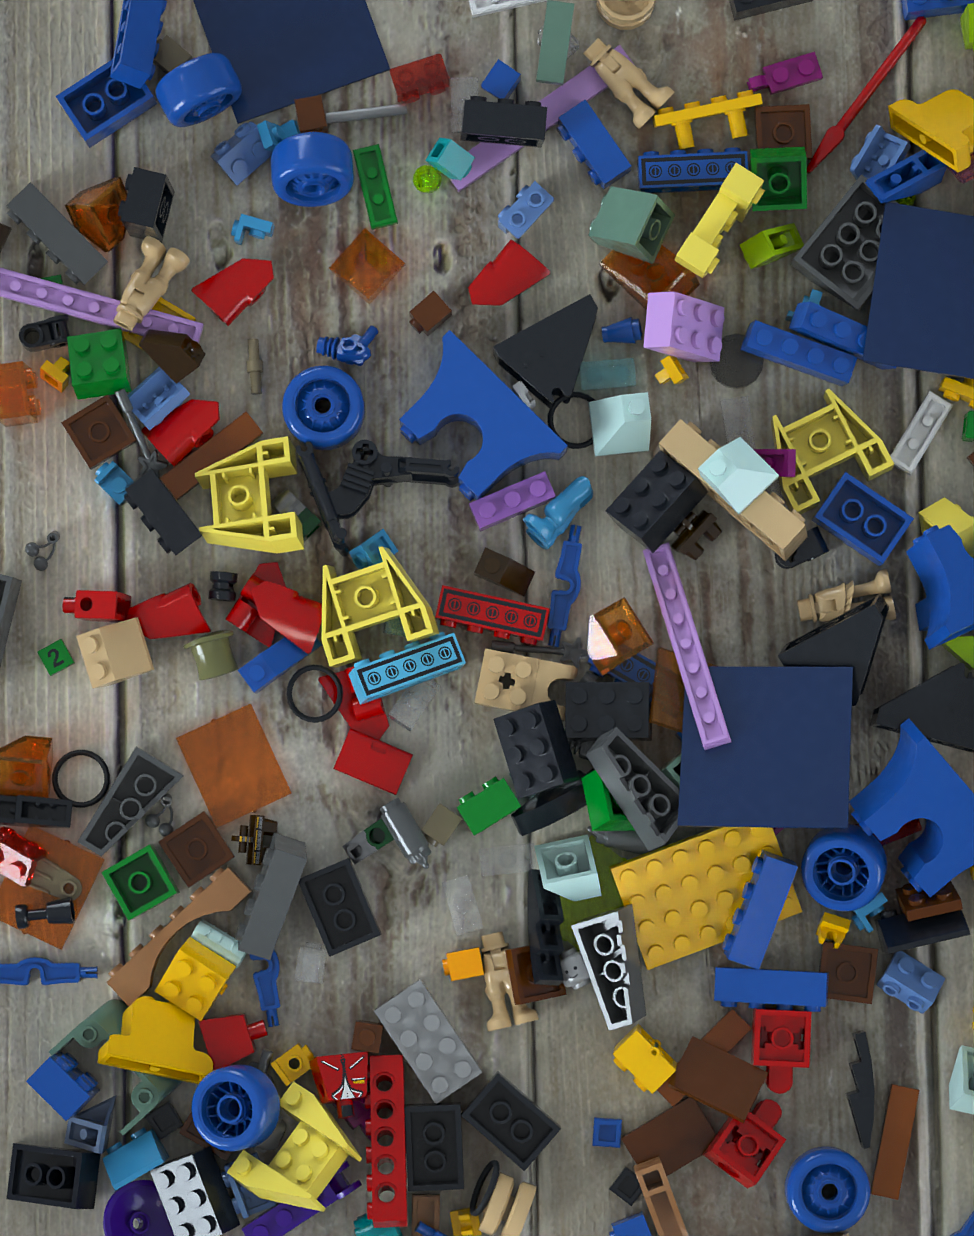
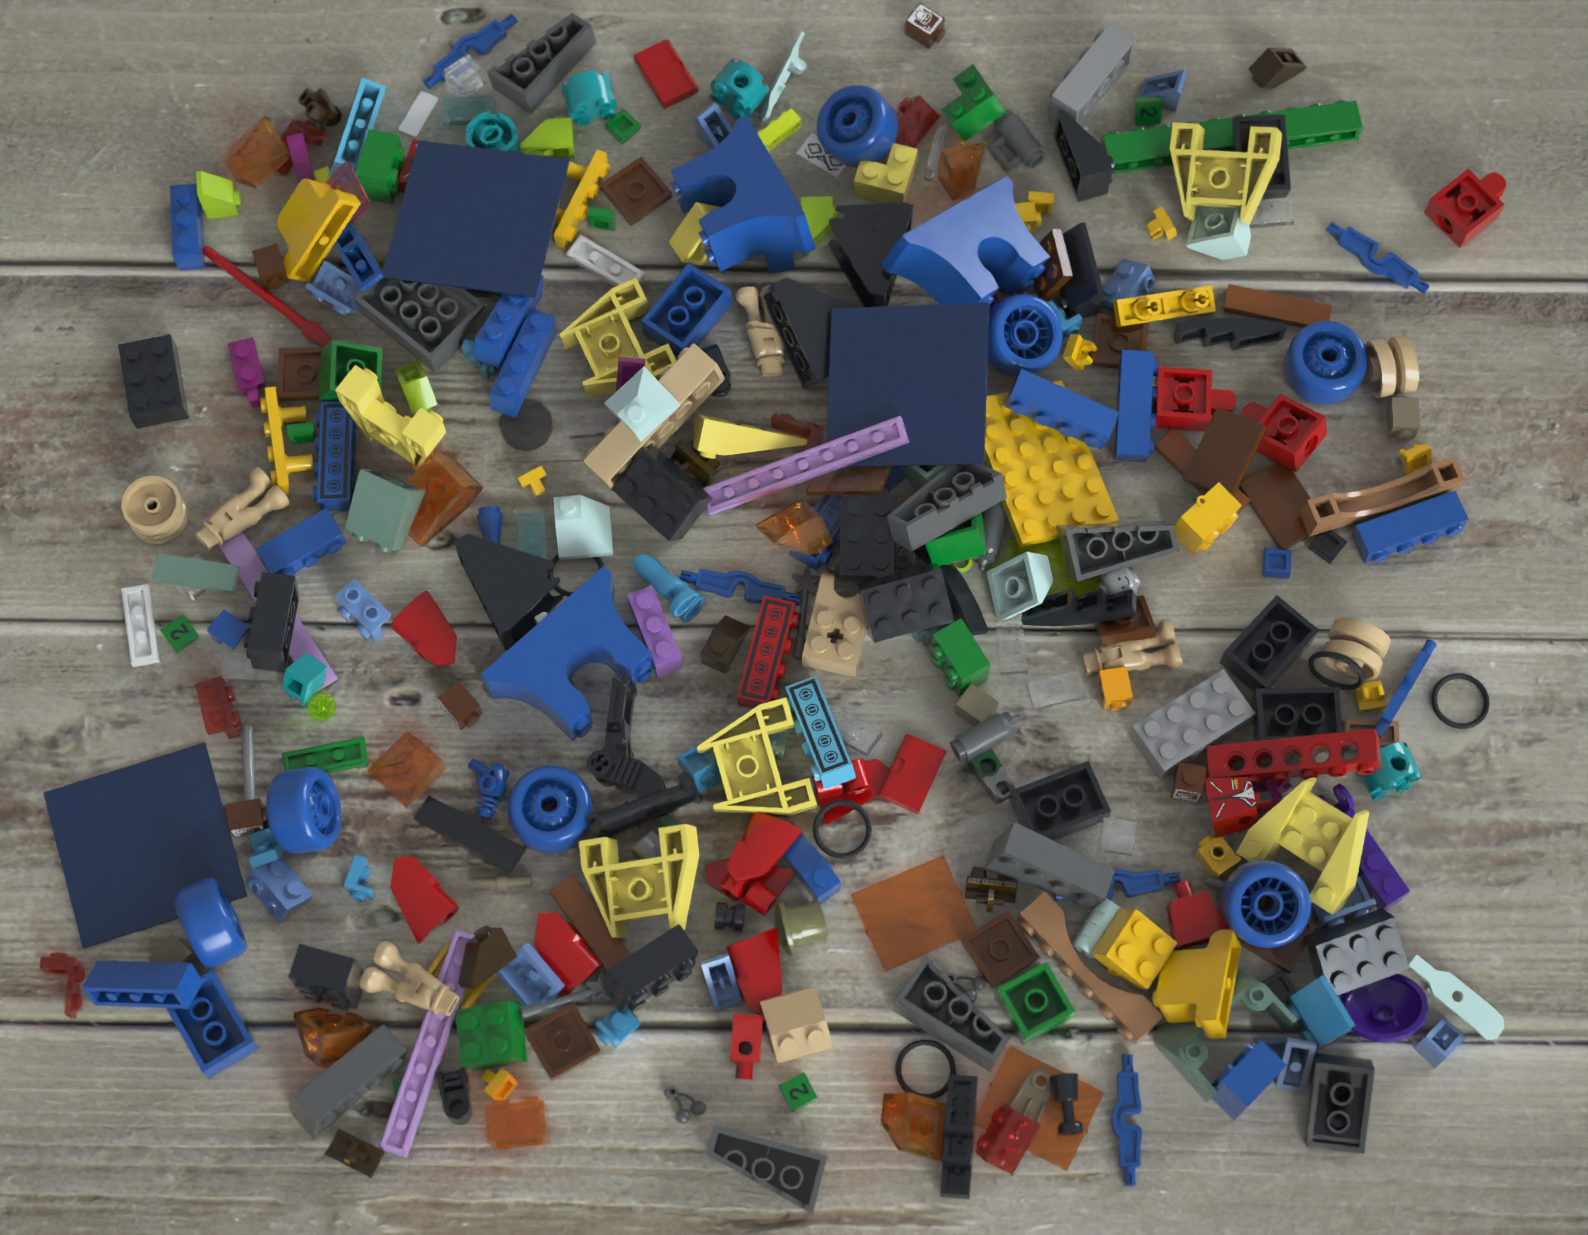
camera: 90 degrees left, 15 degrees down
(158, 580) = (721, 982): none -> medium blue slope
(299, 331) = (469, 834): none -> black slope
(500, 33) = (179, 633): none -> green tile
(684, 327) = (491, 458): lavender brick -> none
(716, 135) = (302, 433): none -> green tile
(717, 656) = (807, 430): none -> clear red bracket
(721, 569) = (726, 438): none -> light yellow wedge
(886, 1020) = (1164, 306): none -> yellow plate
(902, 86) = (270, 266): none -> reddish brown brick

